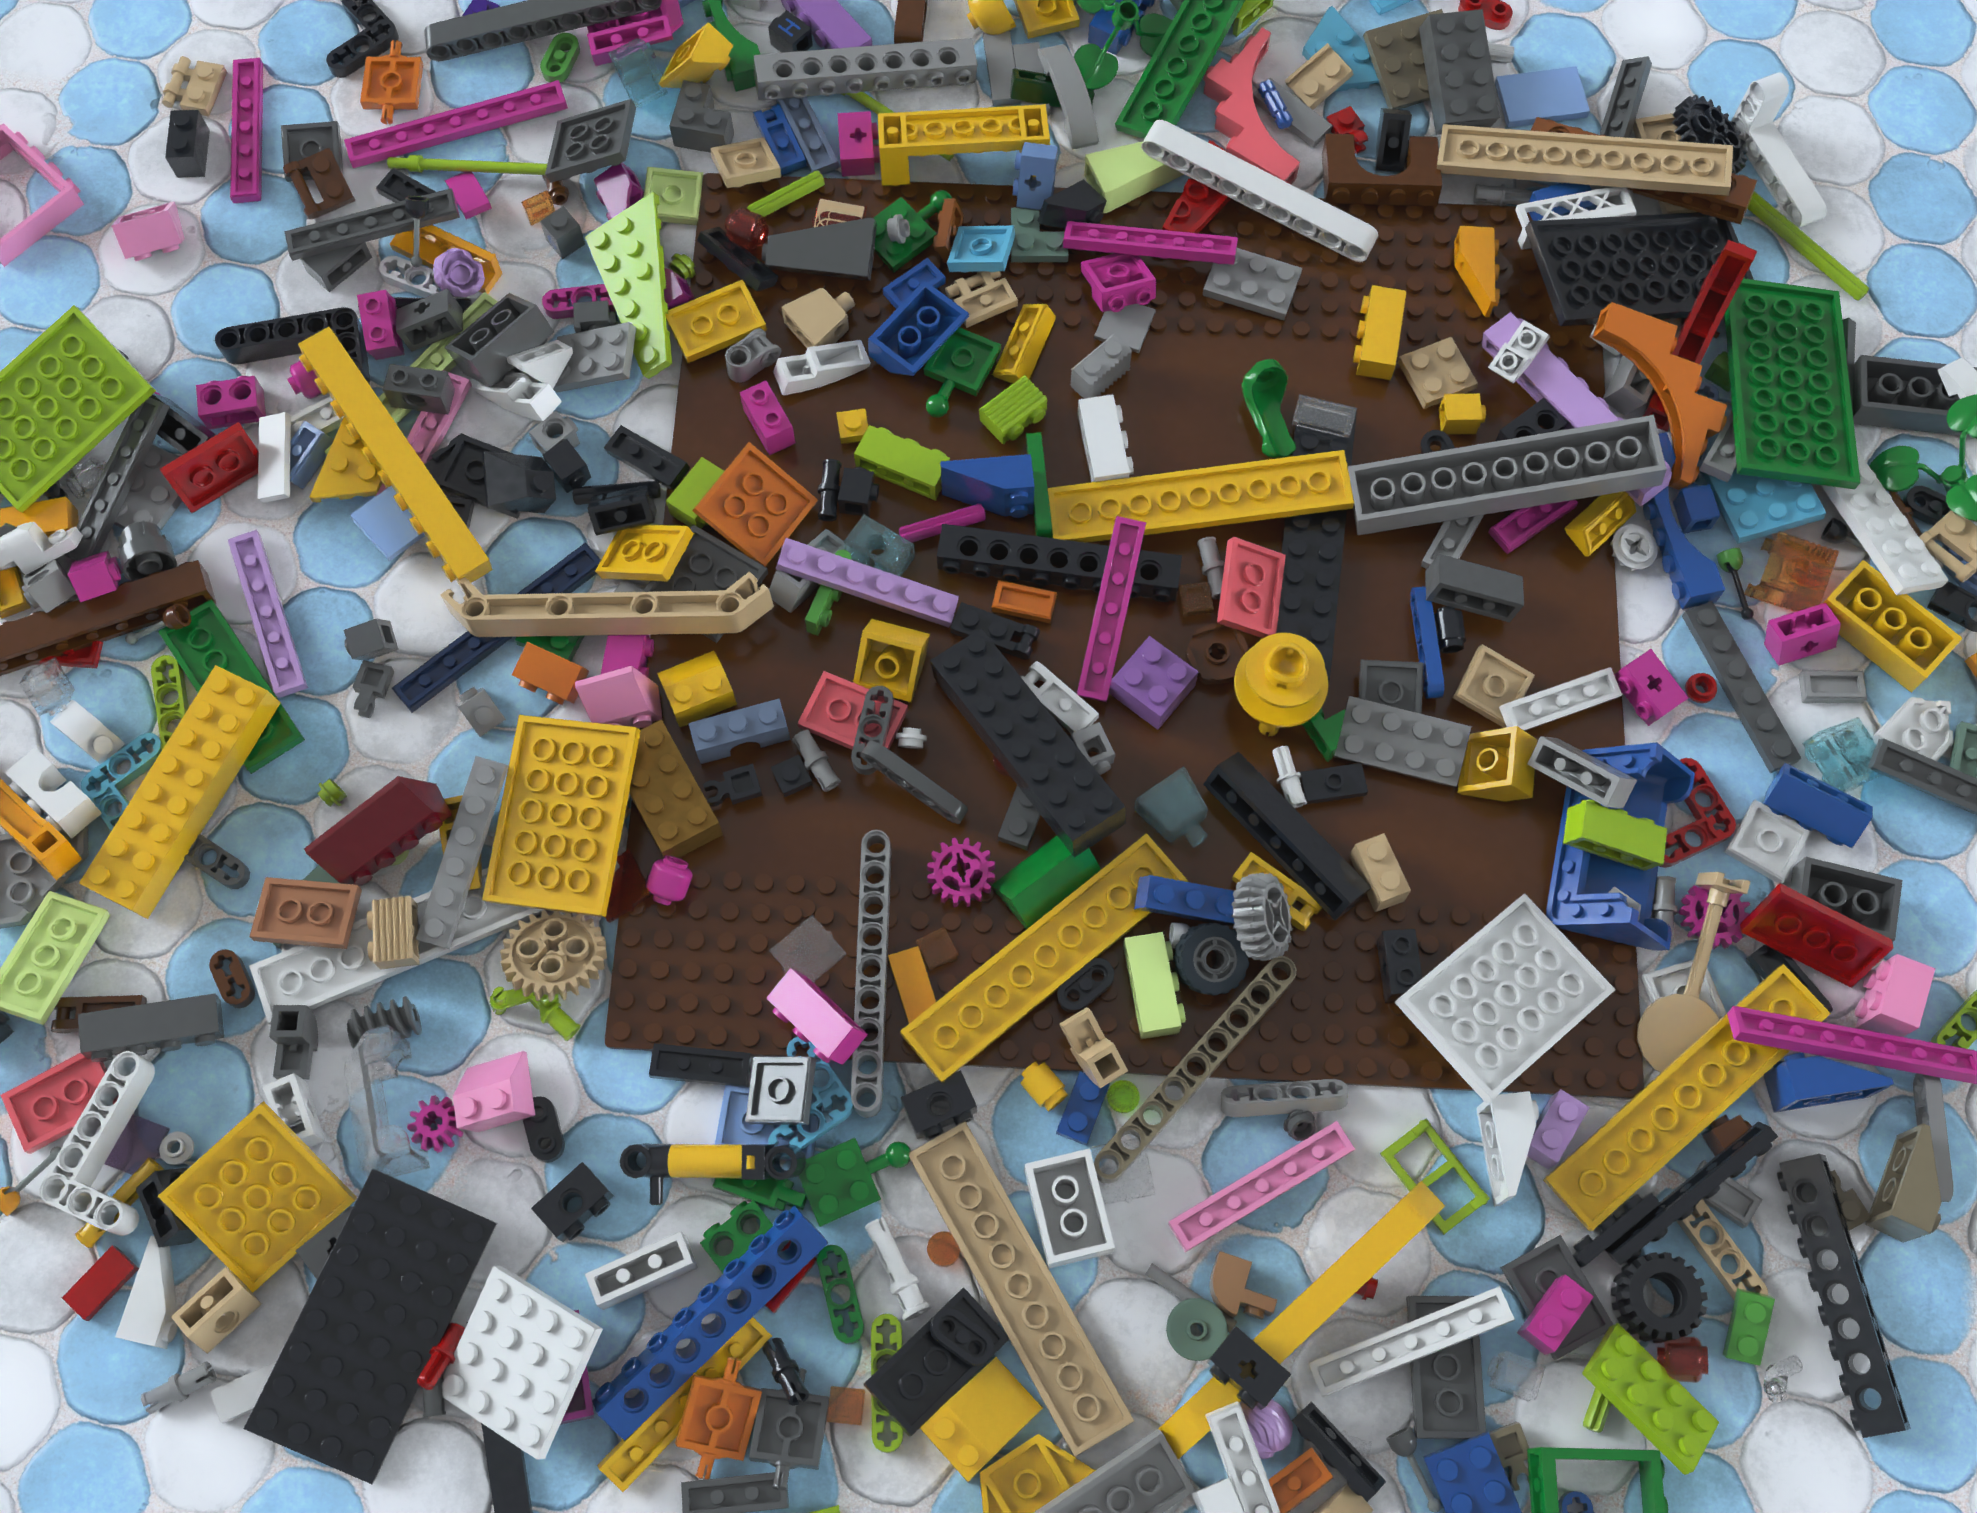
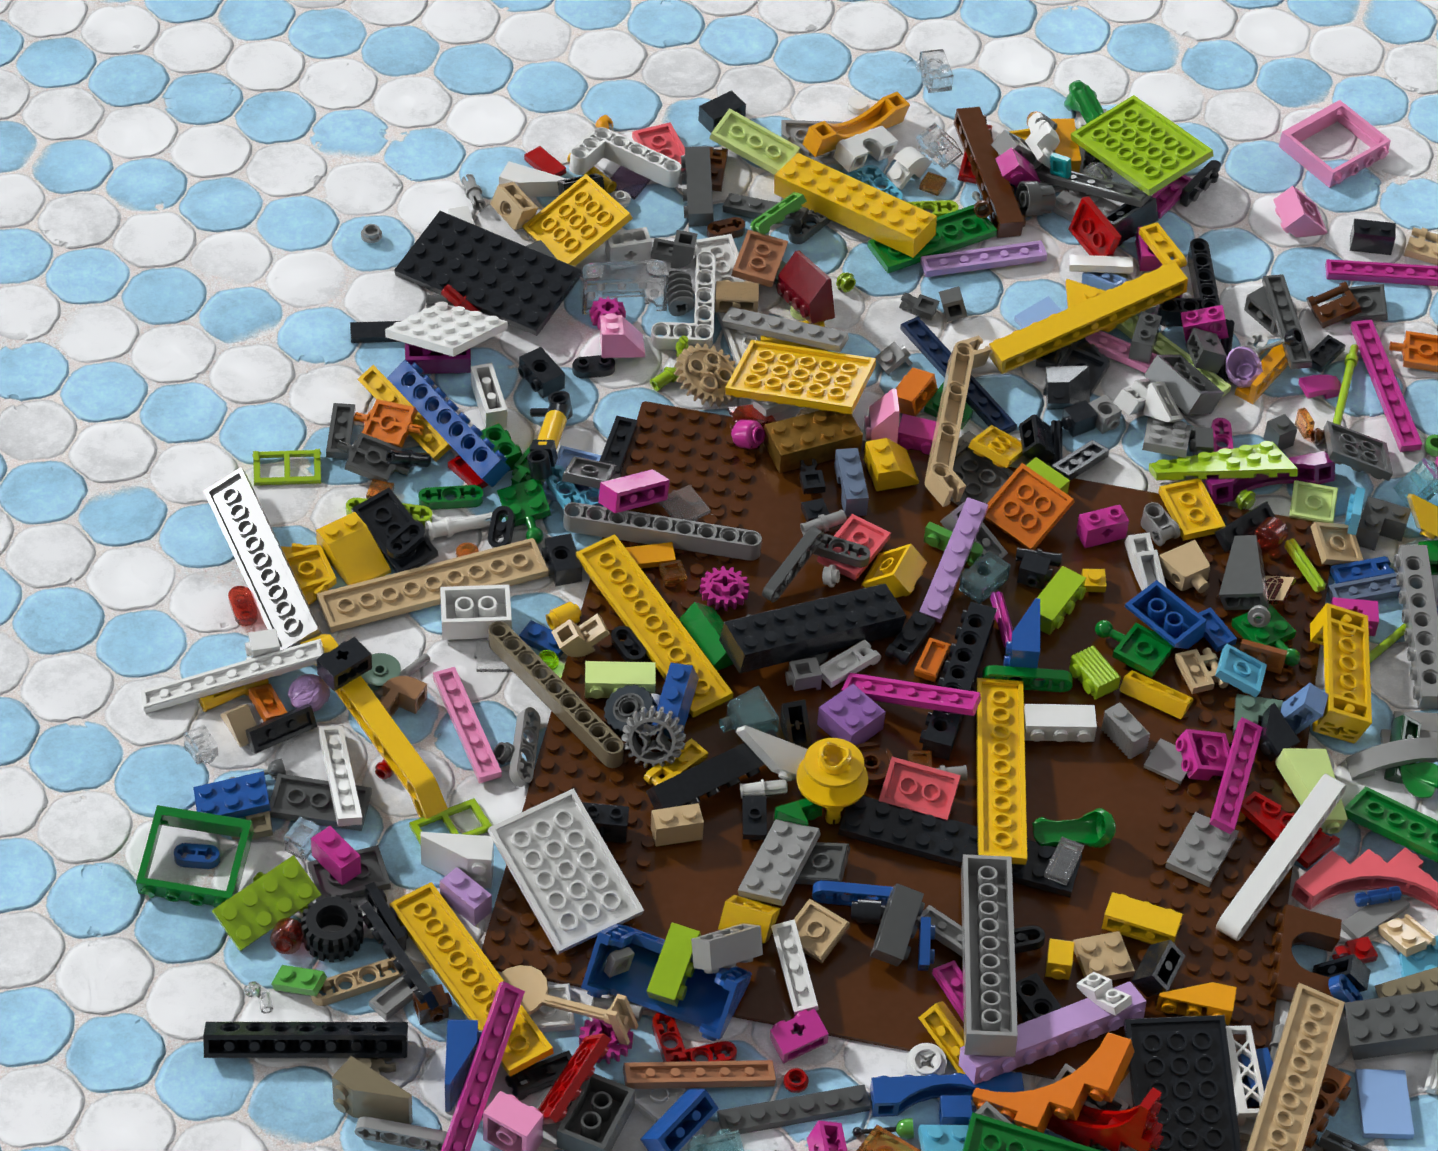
camera: 95 degrees right, 20 degrees down
(85, 517) = (1060, 165): none -> teal tile
(110, 698) = (933, 183): none -> clear orange tile
(189, 925) = (755, 207): none -> dark grey plate
(215, 894) = (777, 213): none -> bright green plate
(244, 376) = (1162, 245): none -> yellow plate
(422, 986) = (700, 327): none -> white beam
(693, 139) = (1354, 510): none -> medium azure plate
(897, 1203) = (501, 529): none -> black plate
(1180, 749) = (795, 723): none -> black slope
(1253, 754) = (776, 753): none -> white slope
(1423, 127) = (1343, 989): none -> blue beam
(1451, 308) = (1158, 968): none -> black brick
(1496, 556) = (925, 954): none -> blue plate
(1741, 795) = (699, 1074): none -> nougat plate

